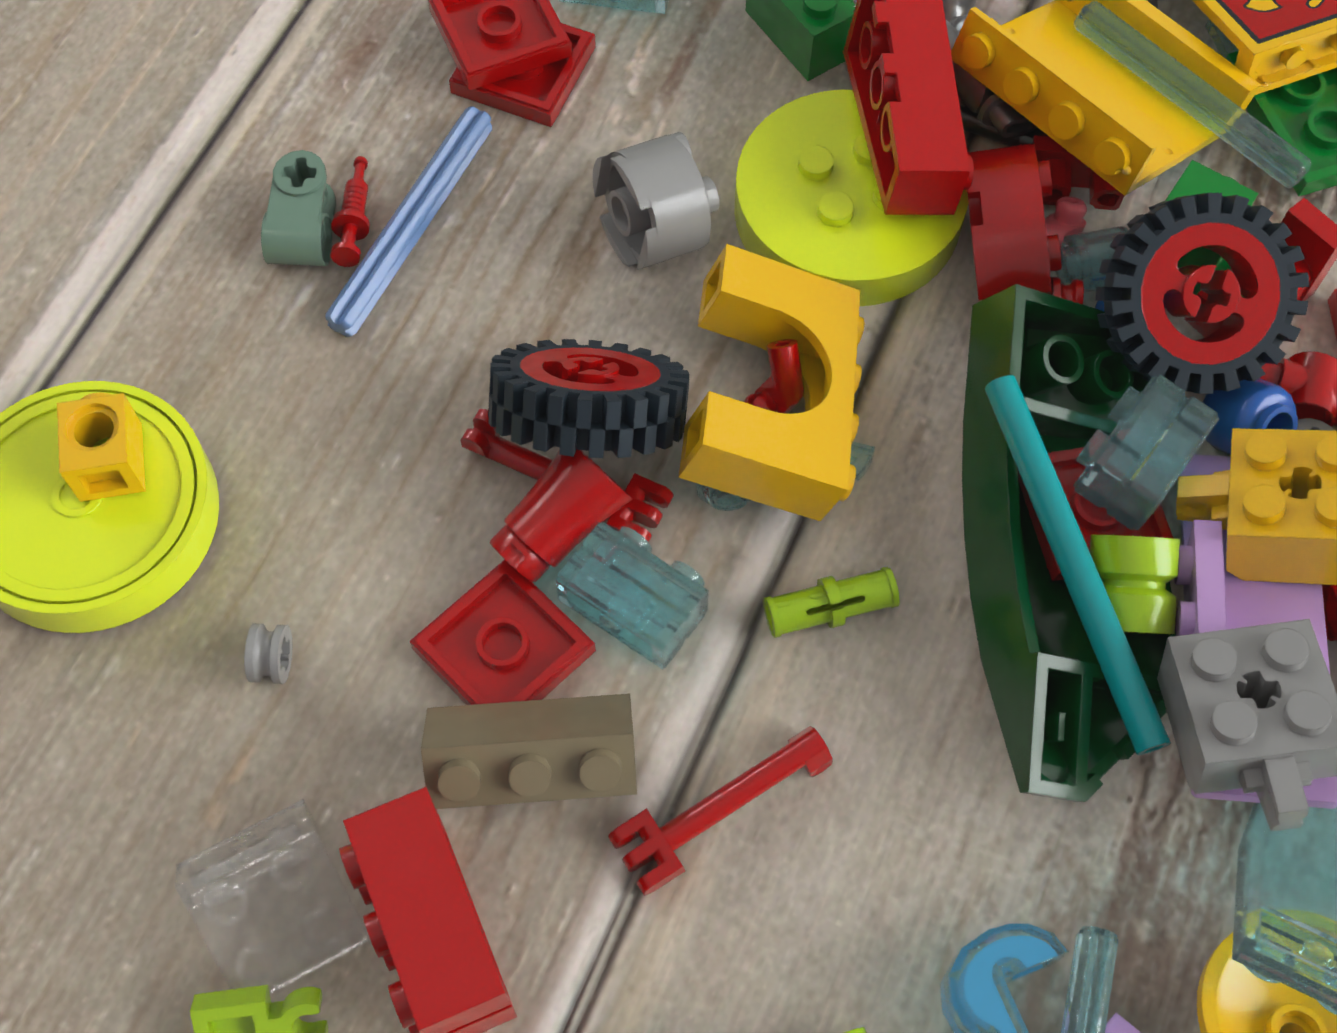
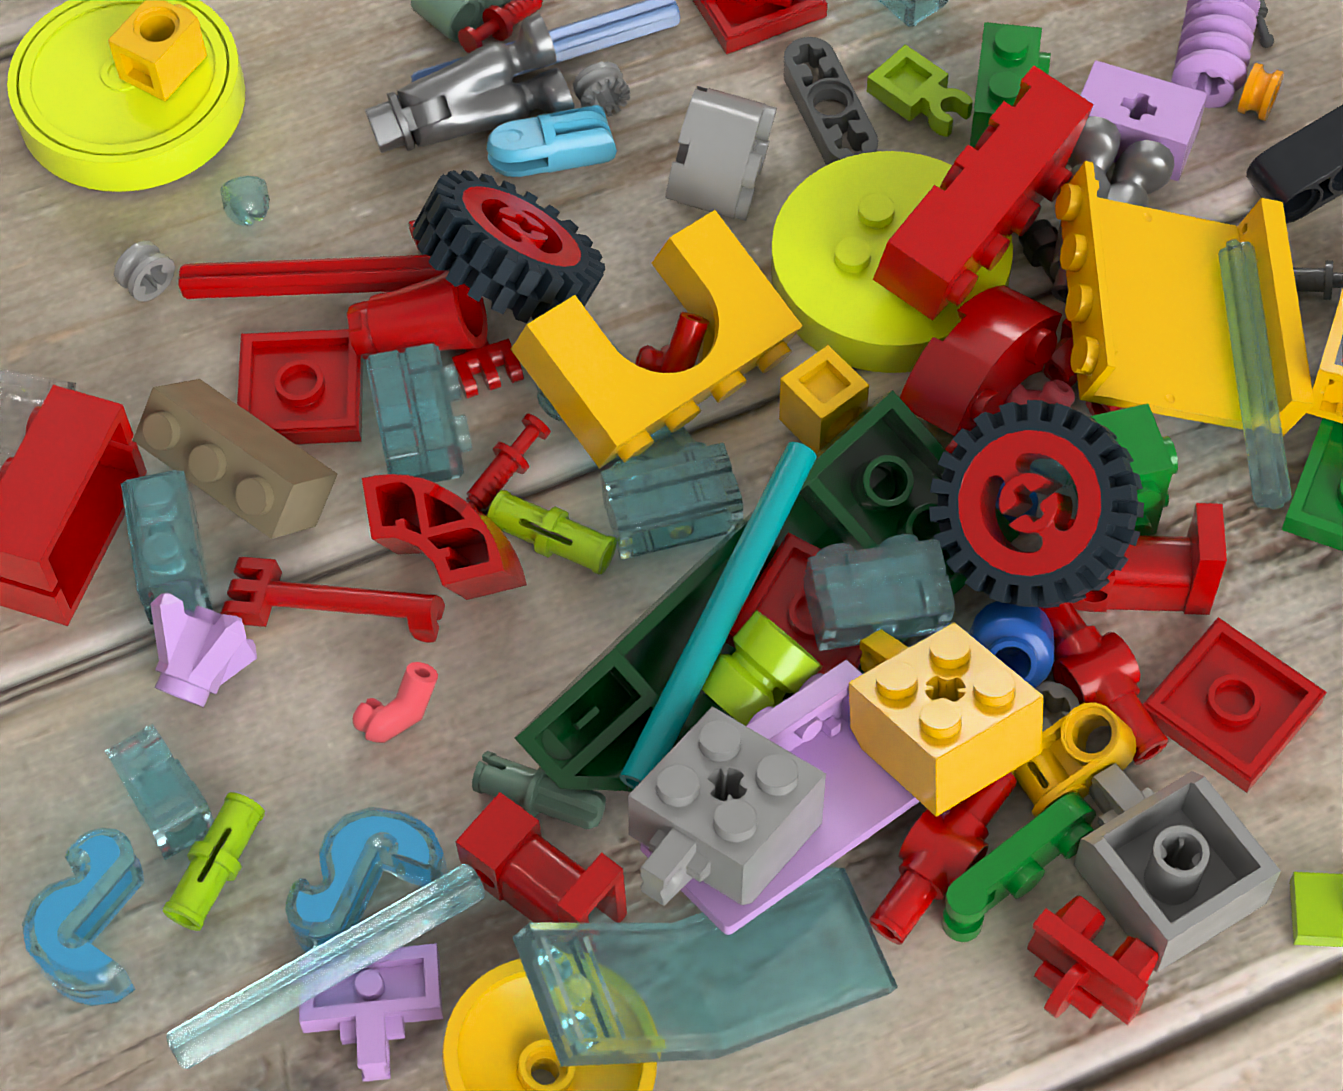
camera: 45 degrees right, 5 degrees down
(290, 523) = (245, 199): none -> clear light blue hinge
(403, 290) = (474, 93): none -> flat silver piece
(424, 544) = (303, 276): none -> red axle
(495, 219) = (602, 86): none -> light grey bush
(503, 289) = (551, 142): none -> medium azure arm
(550, 875) = (165, 540): none -> clear light blue brick
(665, 92) = (832, 85): none -> dark grey beam
(674, 941) = (197, 649): none -> lavender rock
(727, 54) = (916, 85): none -> lime plate
(737, 575) = (507, 462): none -> red piece
(769, 668) = (460, 540): none -> red brick
(877, 844) = (404, 711): none -> coral arm
(897, 500) = (671, 499): none -> clear light blue brick
(934, 337) = (821, 398): none -> yellow brick
(1043, 821) = (537, 791): none -> sand green axle
(1144, 886) = (533, 874): none -> red piece

